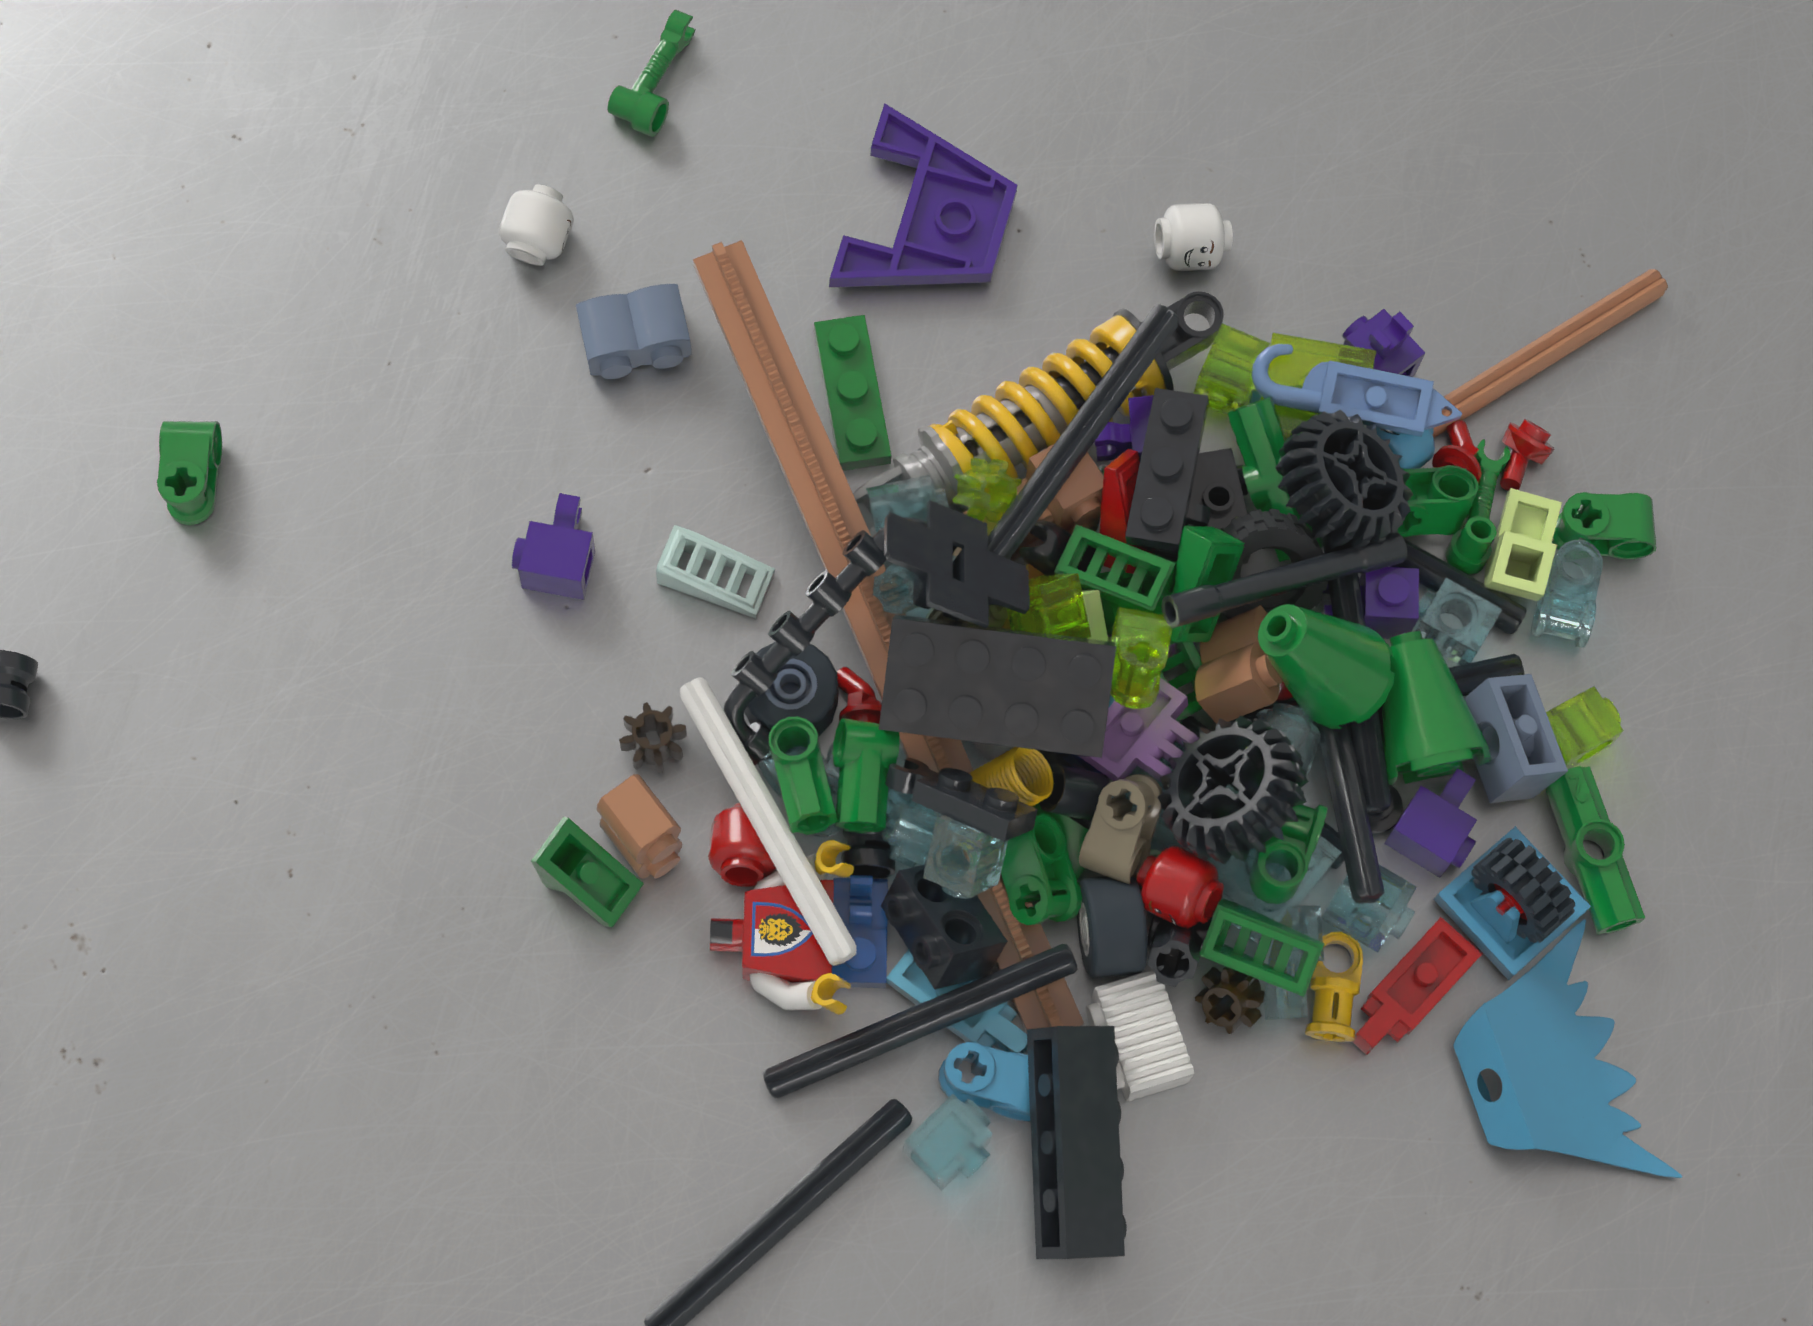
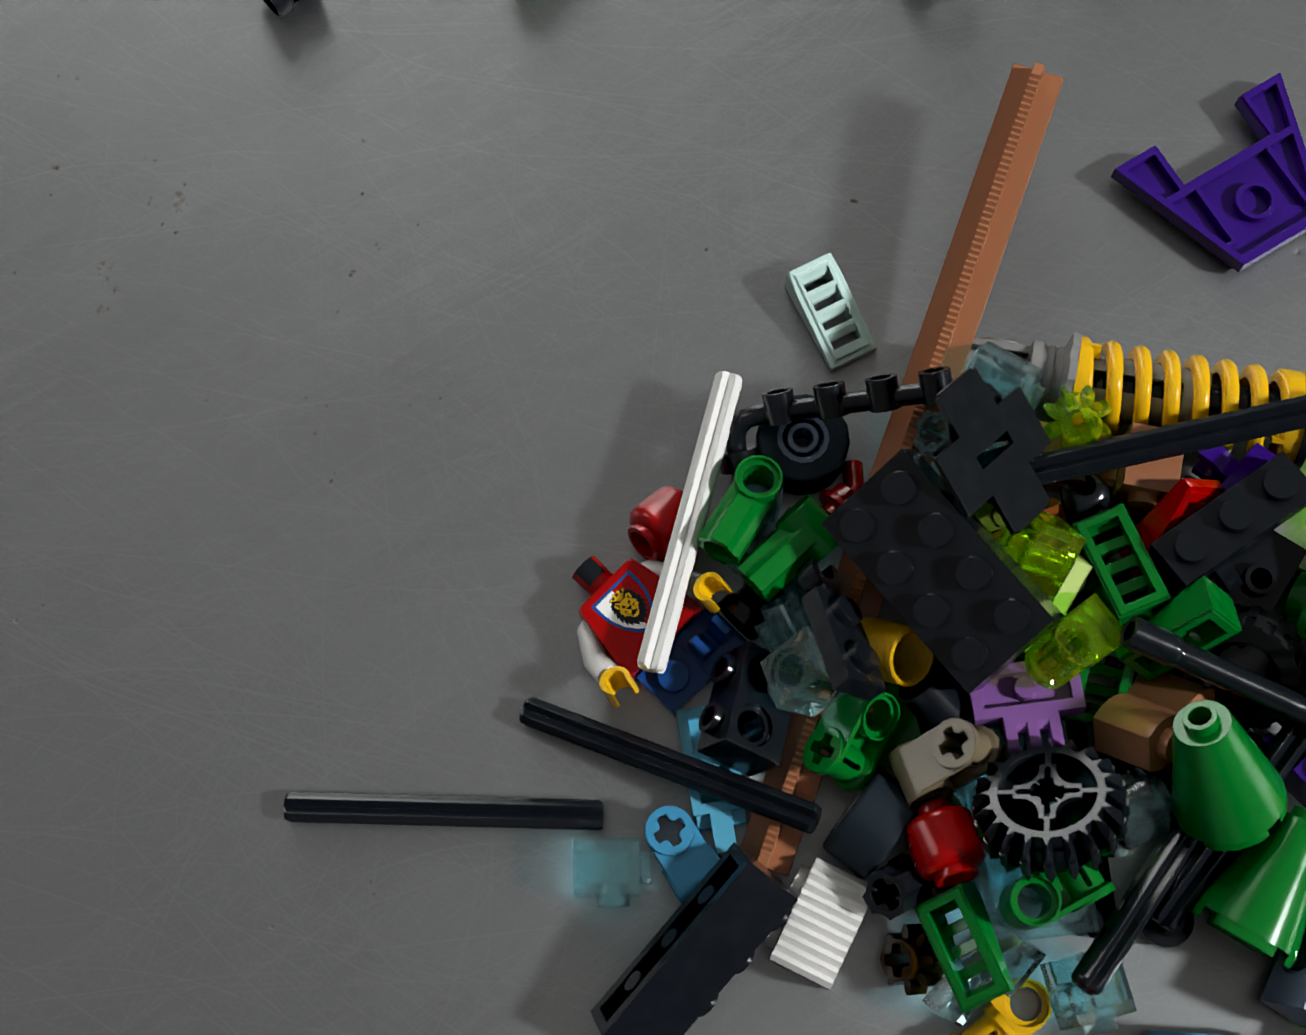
camera: 55 degrees right, 5 degrees up
(558, 555) = (731, 207): dark purple brick -> none
(585, 872) = (536, 445): green slope -> none
(634, 330) = (934, 90): sand blue brick -> none
(640, 827) = (600, 446): nougat brick -> none
(653, 721) = (668, 380): dark brown gear -> none
(852, 392) = (1054, 267): green plate -> none
(1434, 828) = (1196, 979): dark purple brick -> none

